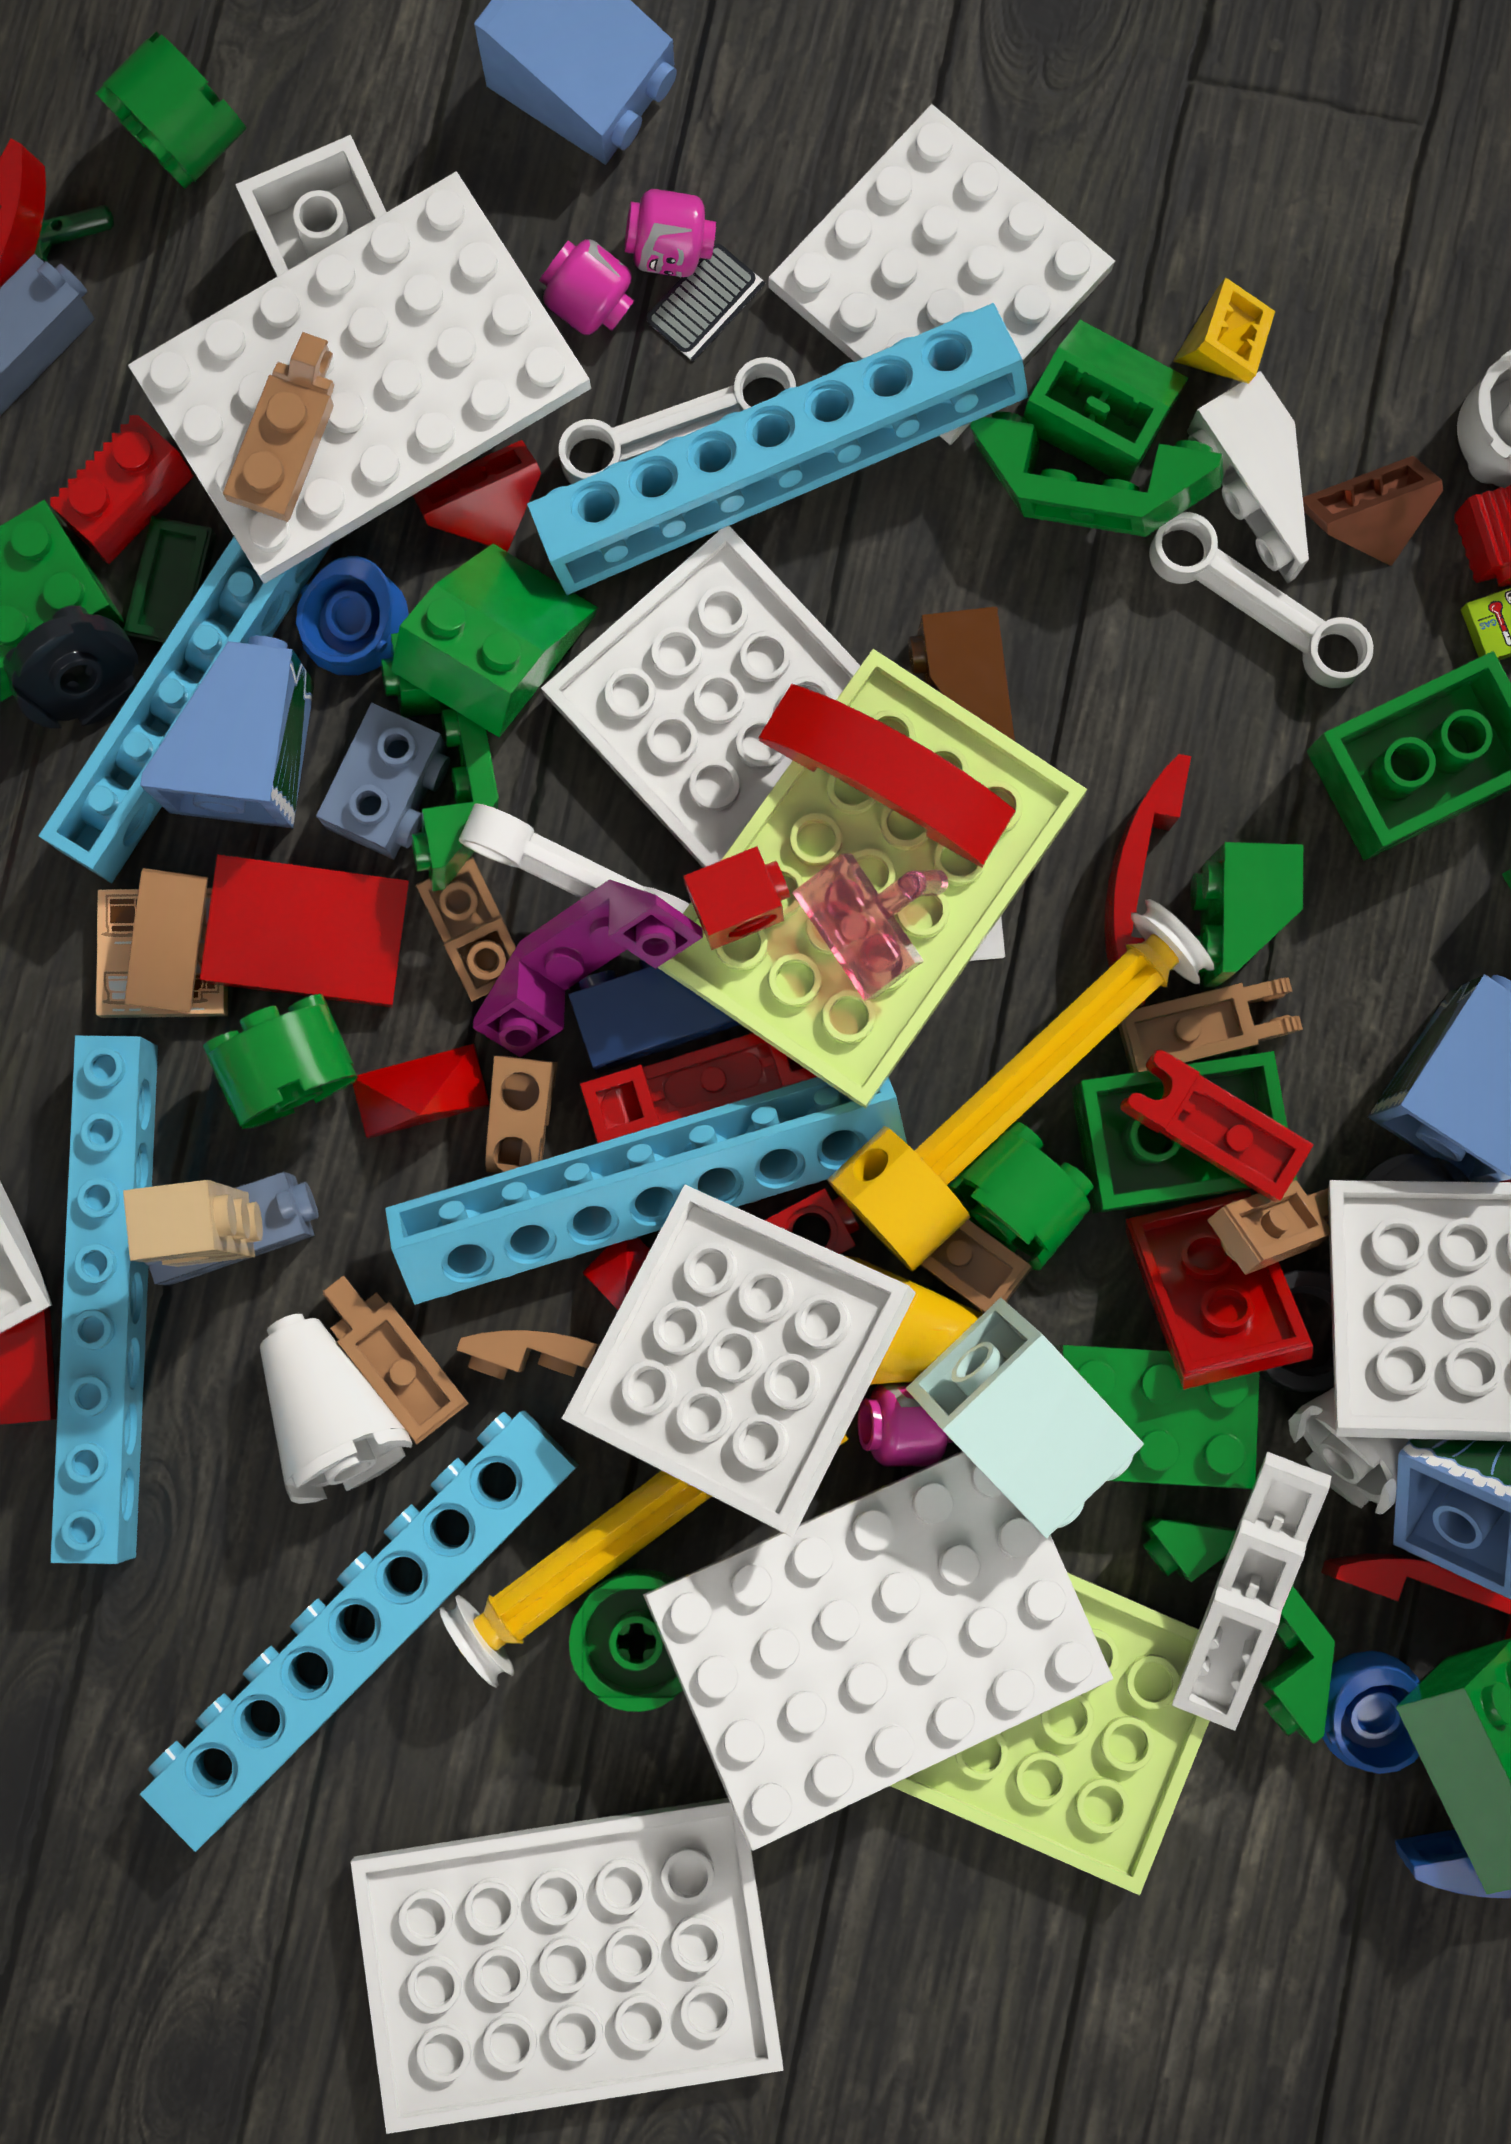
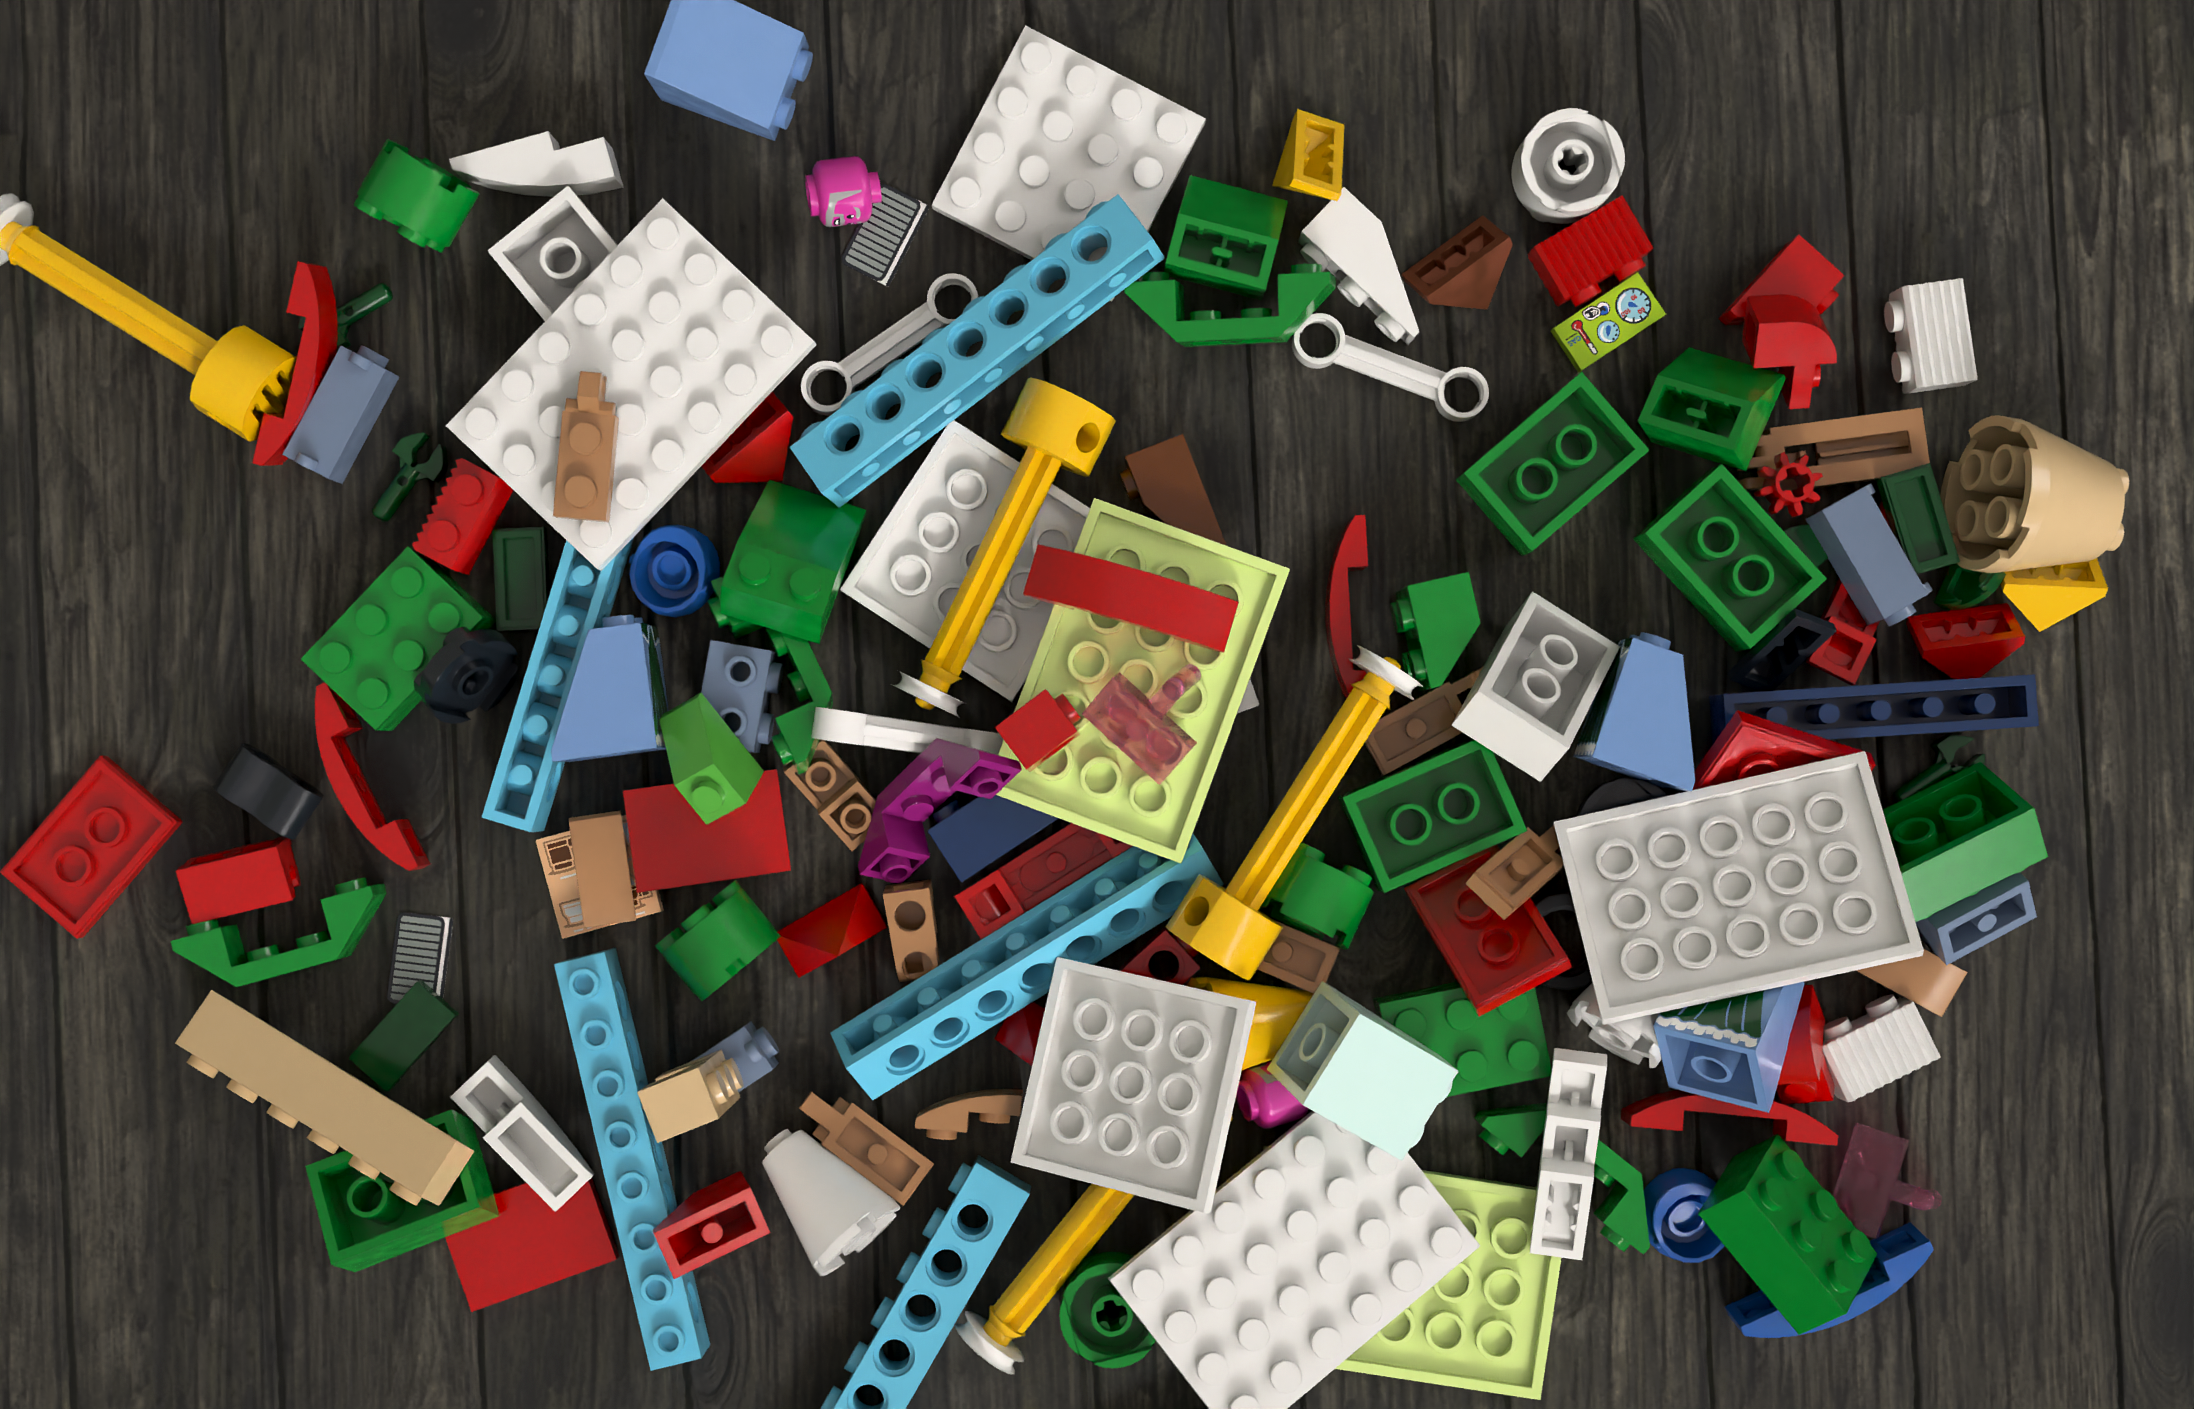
camera: 15 degrees left, 5 degrees up
(75, 428) = (410, 473): none -> dark green bar
(173, 1403) = (710, 1225): none -> red slope
(319, 110) = (541, 168): none -> white slope
(327, 836) = (707, 759): none -> bright green slope
(587, 287) = (788, 252): dark pink head -> none
(846, 568) = (1057, 434): none -> yellow piece
(1219, 1127) = (1459, 809): red plate -> none
(1349, 1009) = (1536, 687): none -> white brick

